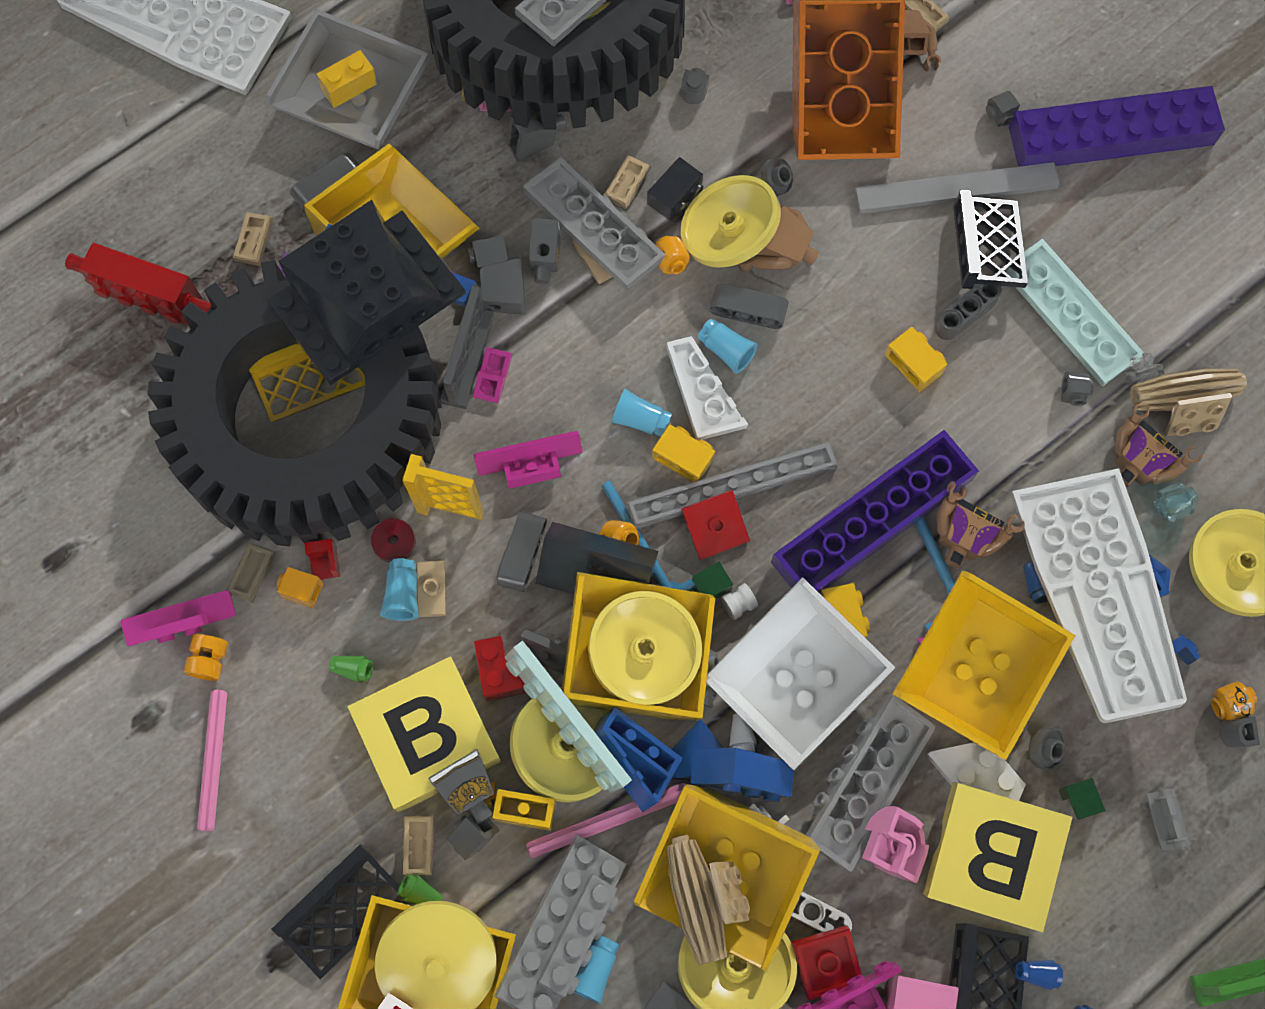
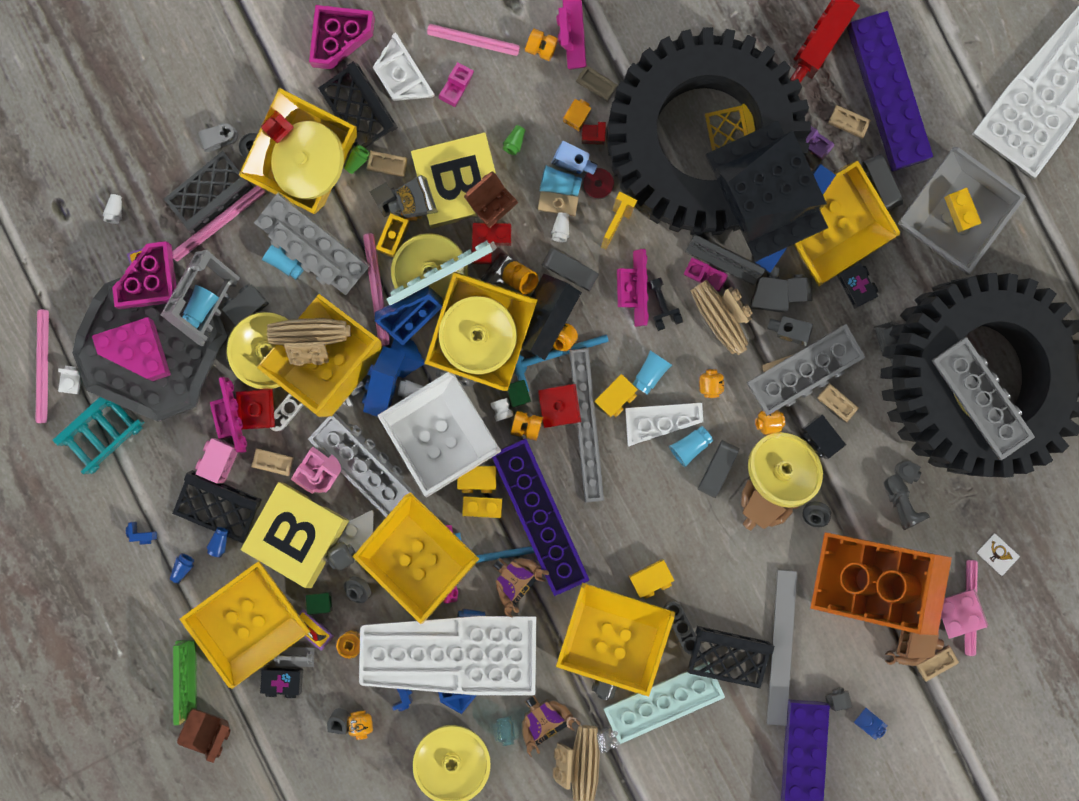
camera: 105 degrees right, 15 degrees up
(204, 196) = (889, 91): none -> dark purple brick
(231, 963) = (338, 34): none -> dark pink brick
(278, 855) = (400, 73): none -> white wing
(283, 770) = (456, 84): none -> dark pink slope
(364, 578) = (565, 158): none -> light blue torso
(446, 670) = (490, 199): none -> copper bracket
(466, 576) = (561, 228): none -> white cone
(470, 185) = (858, 285): none -> black brick
(542, 337) = (724, 315): none -> tan plate
(548, 613) = (520, 277): none -> light orange wheel
(557, 399) = (655, 285): none -> black bar
(638, 336) = (711, 383): none -> light orange head
(728, 87) = (899, 496): none -> dark grey piece
(754, 561) = (532, 430): none -> light orange wheel
(882, 598) = (482, 507): none -> yellow brick
(898, 918) = (272, 462): none -> tan plate
(1009, 778) = (340, 556): none -> dark grey head
(1013, 380) = (615, 639): none -> yellow piece
(1020, 68) = (871, 724): none -> blue bracket
(1122, 802) = (319, 634): none -> slope
(1127, 740) = (349, 644): none -> light orange wheel
(1148, 902) = (244, 625): none -> yellow piece
(1211, 829) = (281, 681): none -> black brick

